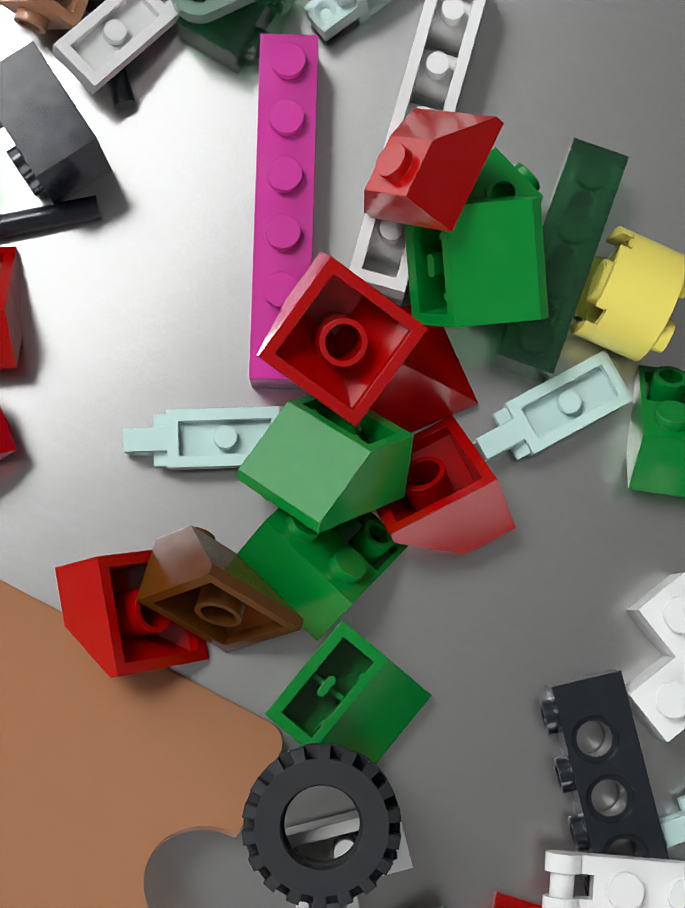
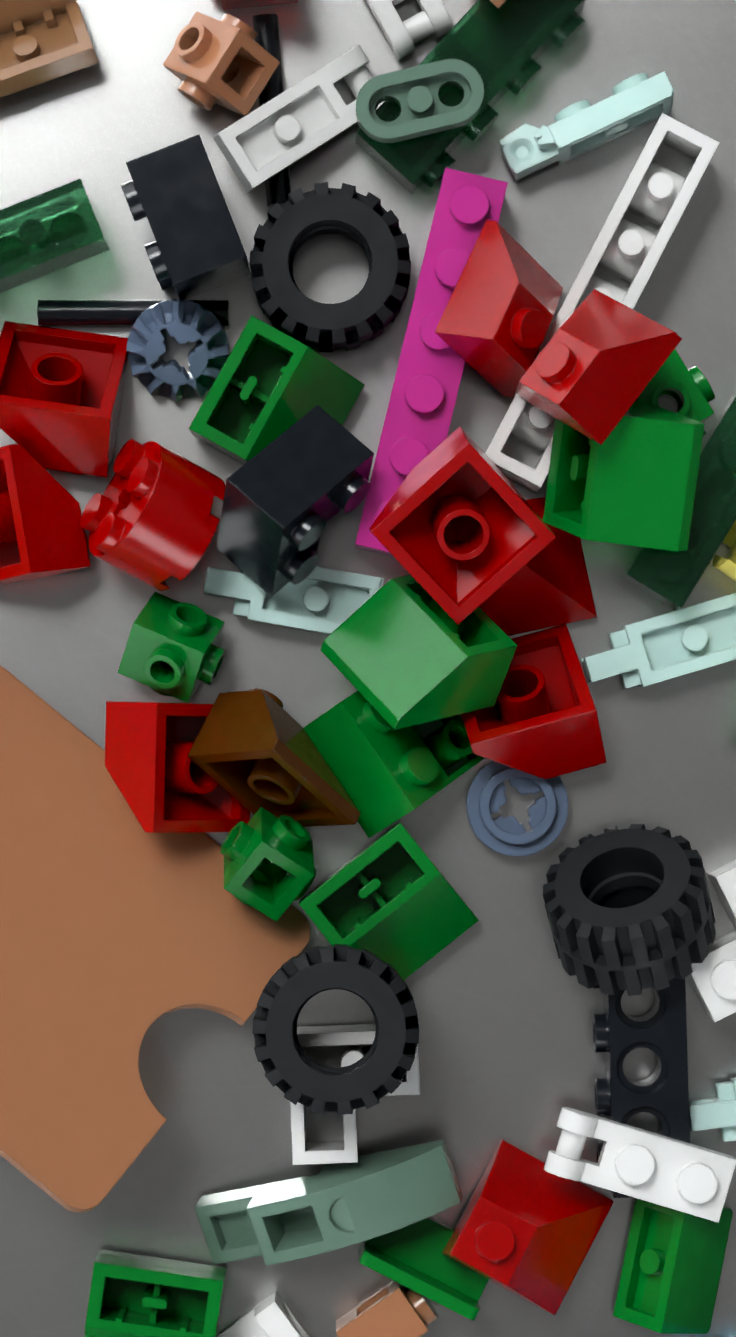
camera: 10 degrees right, 5 degrees up
(59, 217) = (186, 323): none -> sand blue gear
(62, 389) = (153, 514): none -> red brick
(105, 506) = (173, 648): none -> green brick
(154, 273) = (267, 389): none -> green slope
(169, 100) = (320, 213): none -> black tyre
(175, 347) = (287, 495): none -> black brick
(230, 682) = (268, 862): none -> green brick
(332, 146) = (500, 309): none -> red slope
(440, 612) = (505, 834): none -> sand blue gear
(568, 655) = (629, 909): none -> black tyre

